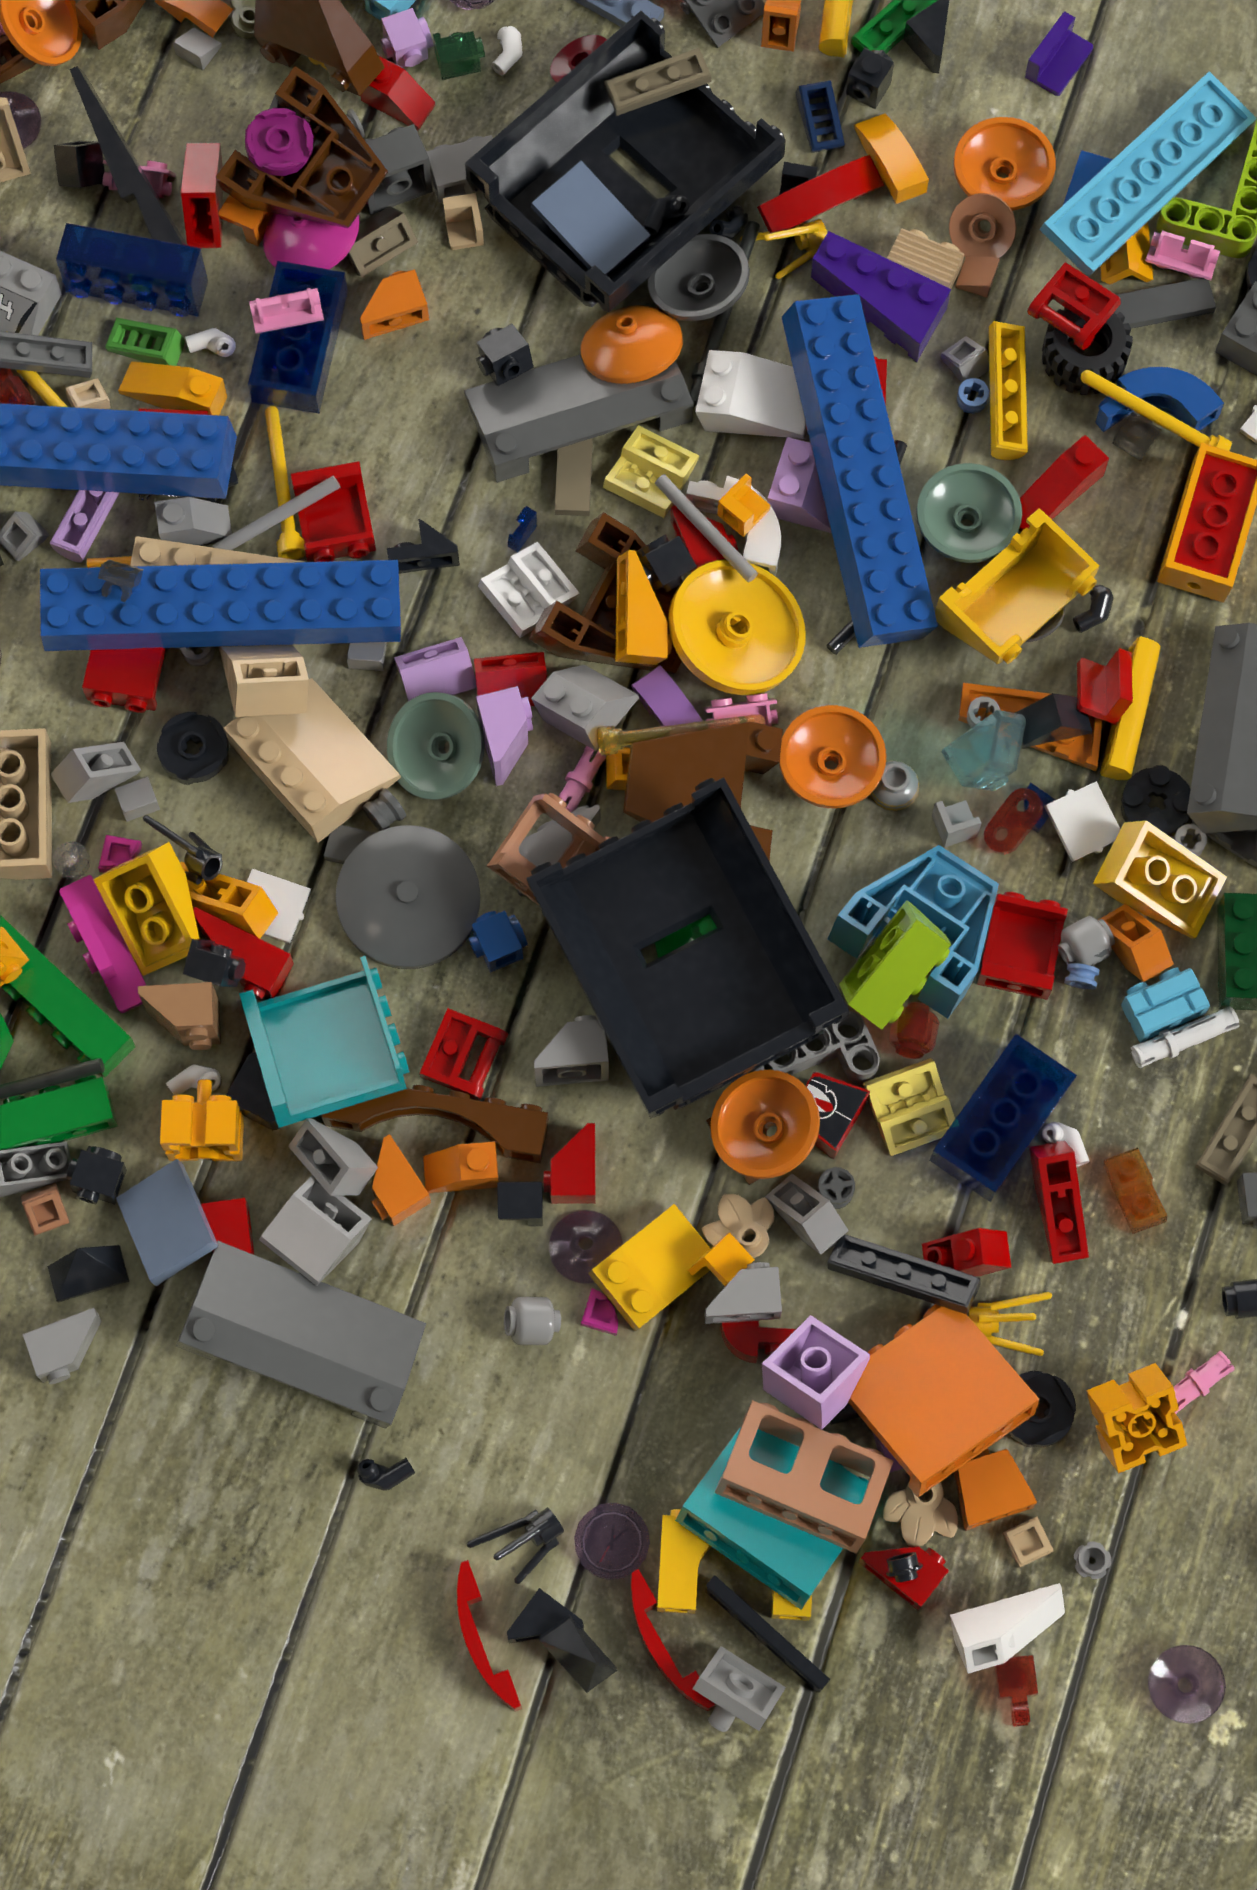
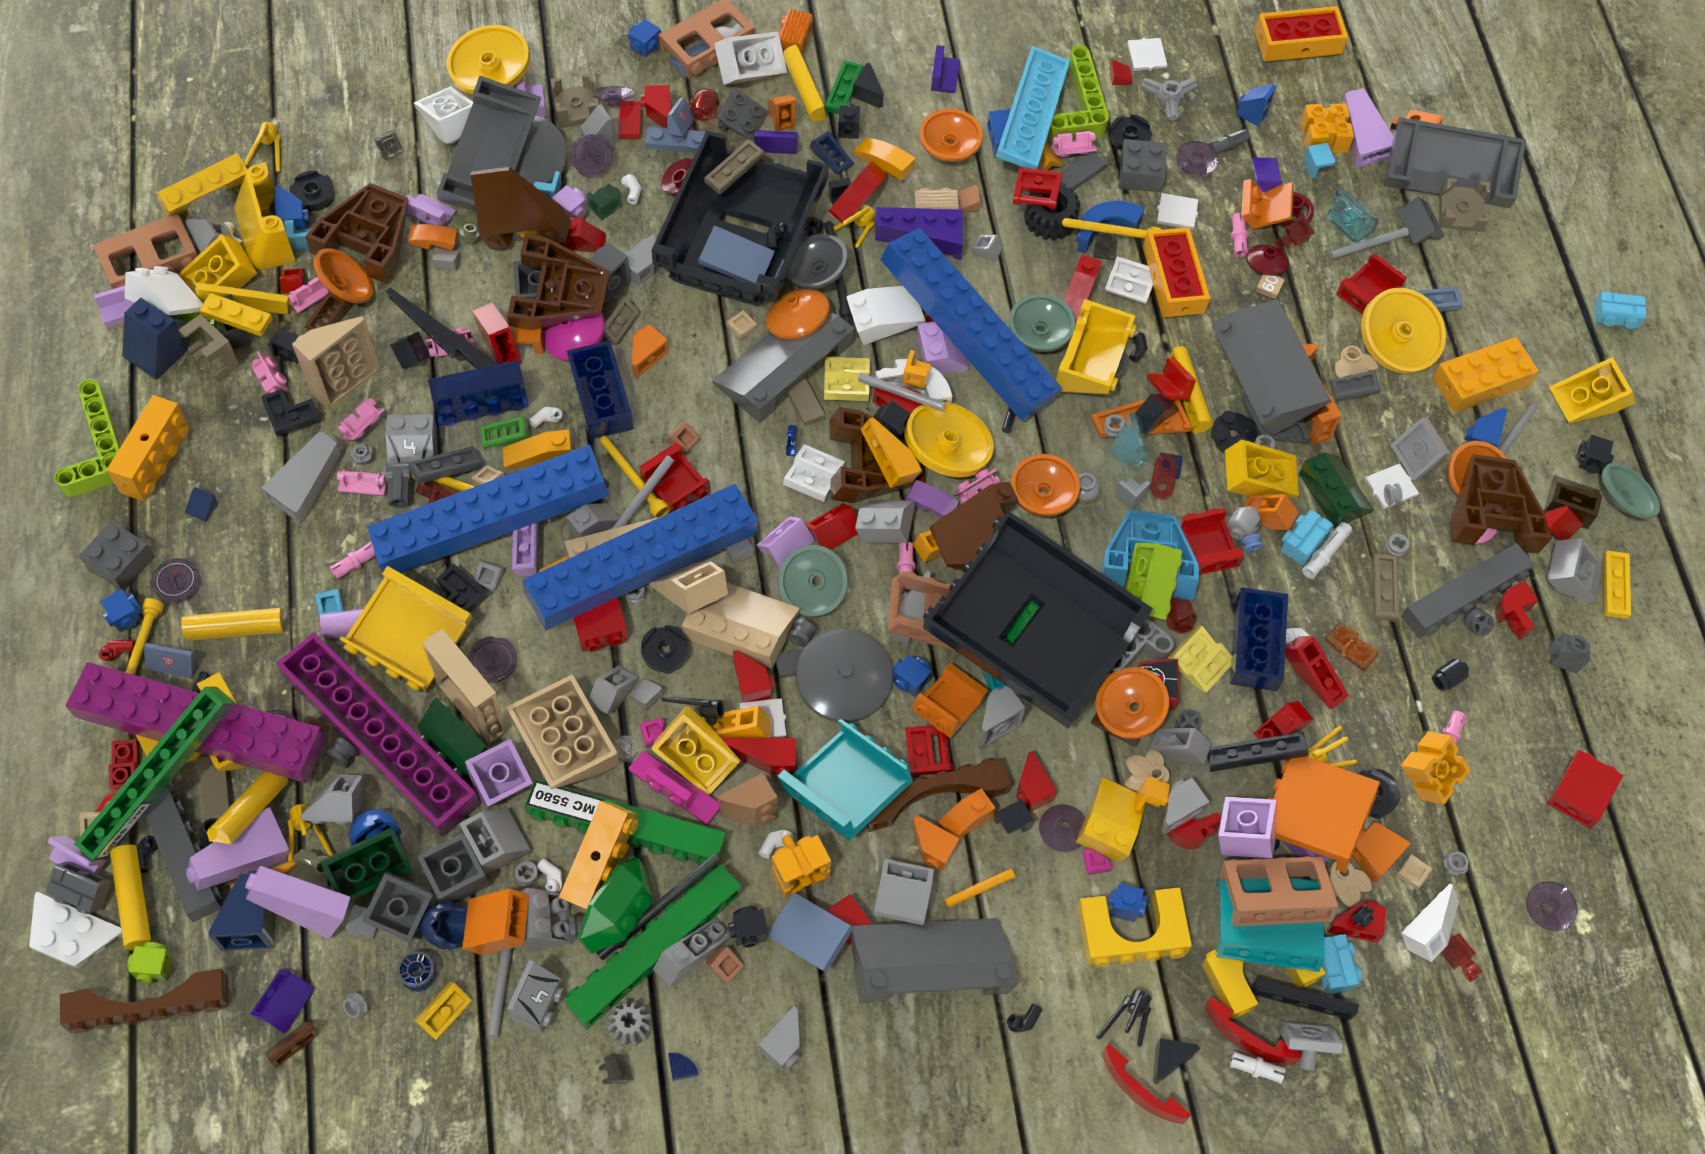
camera: 30 degrees left, 10 degrees down
(87, 1271) = (773, 989): black slope -> none
(121, 575) = (578, 559): clear smoke tile -> none
(213, 963) = (755, 763): black brick -> none
(252, 1094) = (815, 825): black slope -> none
(279, 142) = (536, 280): magenta tile -> none
(282, 844) = (752, 678): none -> red slope
(286, 310) = (589, 374): bright pink hinge -> none
(332, 1159) = (890, 844): light grey slope -> none
(379, 456) = (684, 436): none -> nougat slope
(429, 1272) = (979, 888): none -> light orange bar
(433, 553) = (745, 474): black slope -> none
(463, 221) = (660, 288): tan panel -> none
(504, 354) = (726, 349): black brick -> none
(505, 727) = (849, 546): lavender slope -> none
(525, 1001) = (950, 700): none -> orange panel
(531, 1321) = (1060, 884): light grey head -> none
(550, 325) = (742, 324): none -> tan tile
(578, 1653) = (1204, 1066): black slope -> none
(605, 1389) = (1127, 902): none -> blue brick
(611, 1541) = (1181, 992): clear purple tile -> none
(612, 739) = (917, 529): clear yellow piece -> none
(633, 1464) = (1106, 946): none -> yellow arch
(652, 1689) = (1257, 1067): none -> white pin
(750, 63) = (776, 141): none -> dark purple panel
(839, 1611) = (1339, 966): none -> medium azure brick
(966, 229) = (962, 161): nougat dish -> none
(966, 388) = (1005, 257): medium blue bush -> none
(1007, 391) = (1022, 252): yellow brick -> none
(1083, 821) = (1201, 460): white piece -> none
(1143, 504) = (1130, 280): none -> white slope

